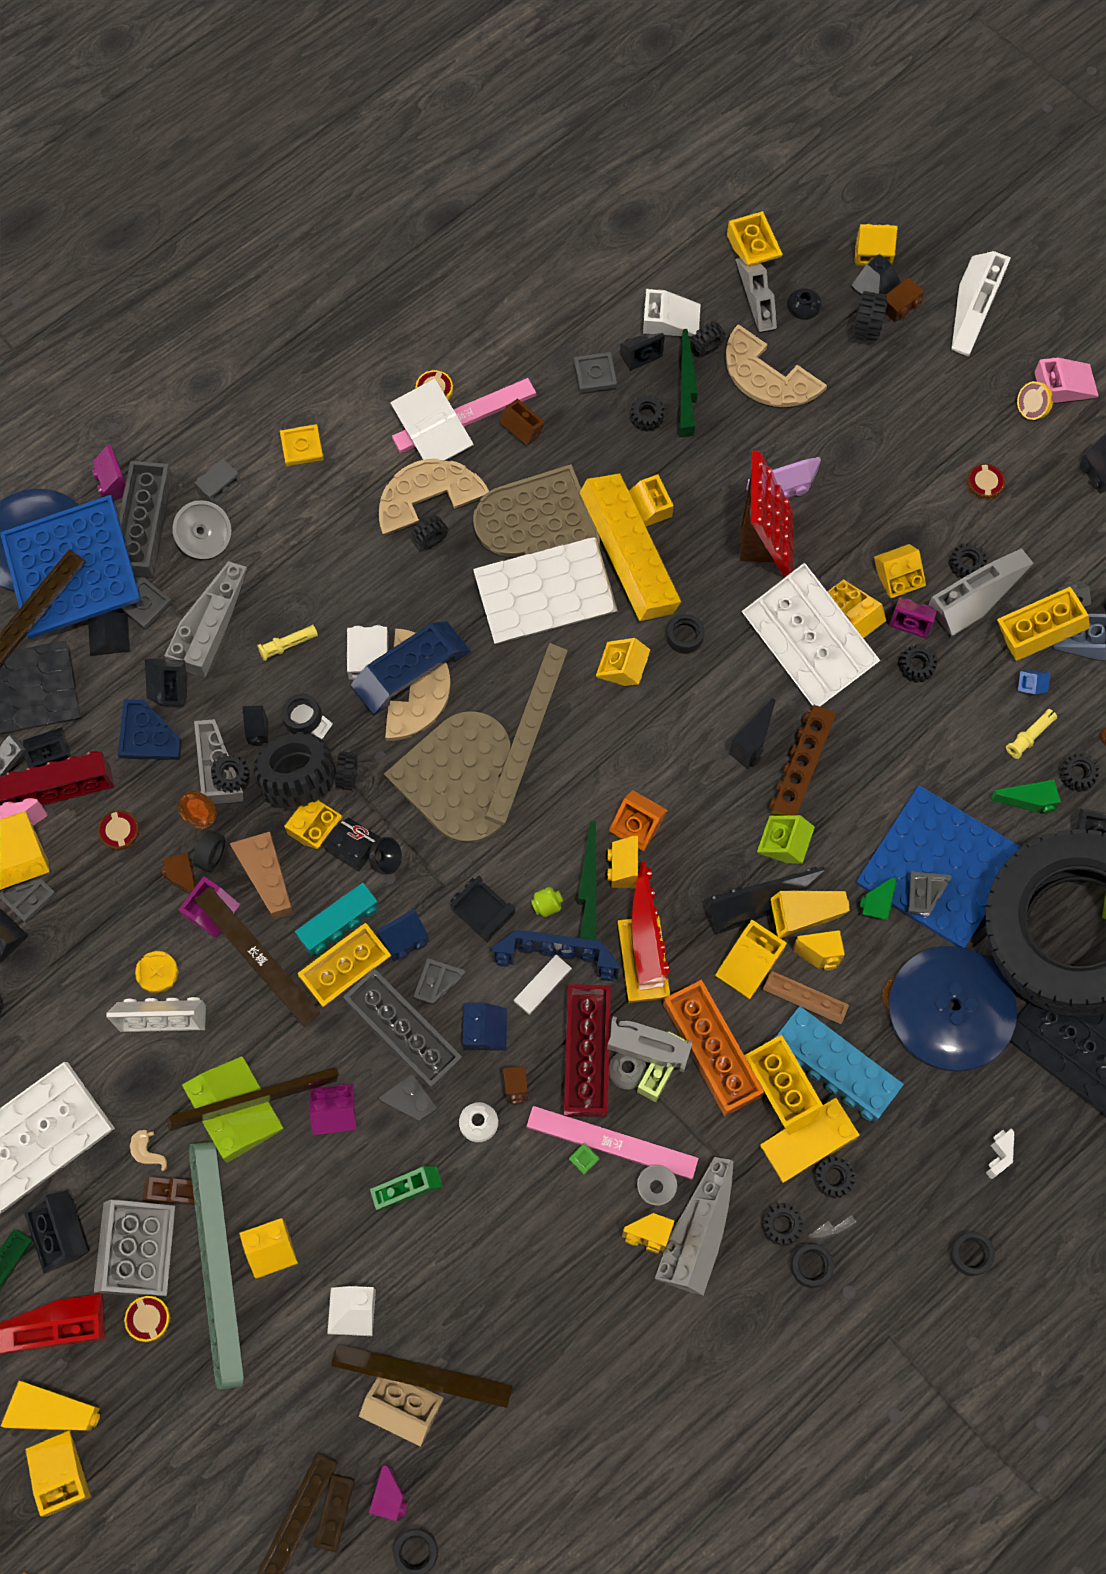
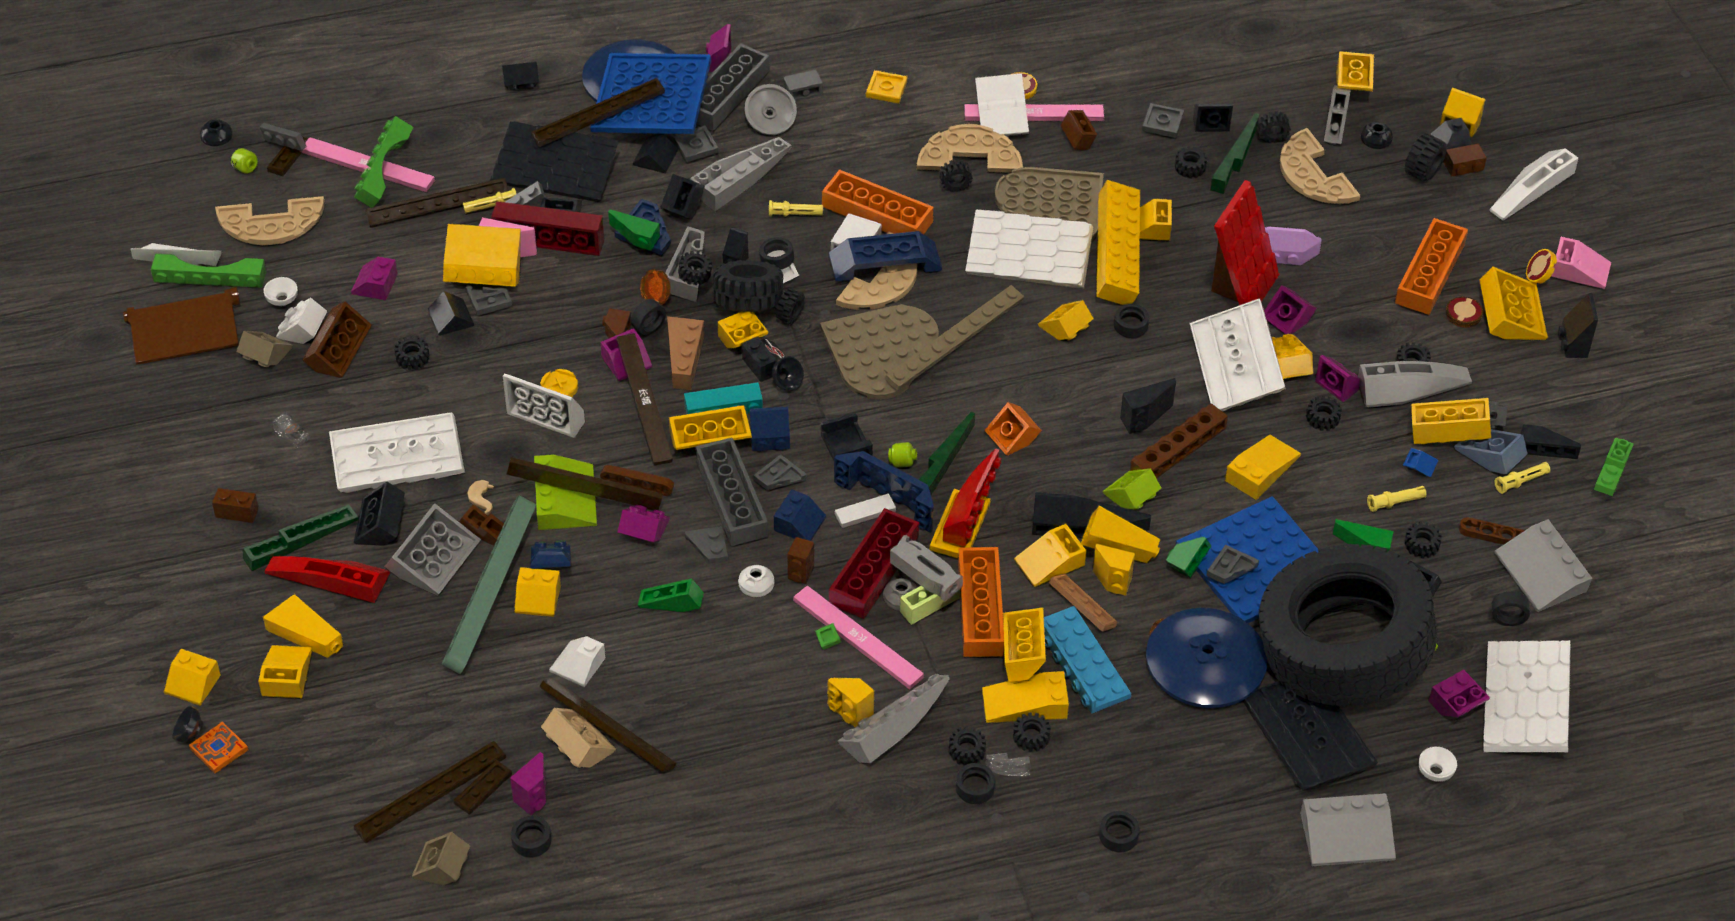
camera: 25 degrees right, 20 degrees down
(118, 830) = (585, 283): tile -> none
(143, 746) = (635, 229): none -> green slope
(147, 1319) = (414, 602): tile -> none
(261, 1200) = (550, 555): none -> dark blue slope
(298, 1057) = (657, 483): none -> reddish brown beam
(370, 604) = (876, 203): none -> orange brick
(624, 863) = (981, 447): yellow slope -> none
(665, 1177) = (877, 669): light grey piece -> none
(670, 314) = (1250, 98): white slope -> none
(828, 555) = (1288, 310): none -> magenta slope
(891, 752) = (1260, 466): none -> yellow slope
(900, 570) = (1347, 344): yellow slope -> none
(935, 444) = (1431, 266): none -> orange brick
(1004, 1148) = (1185, 779): white slope -> none
(1028, 458) = (1512, 306): none -> yellow slope

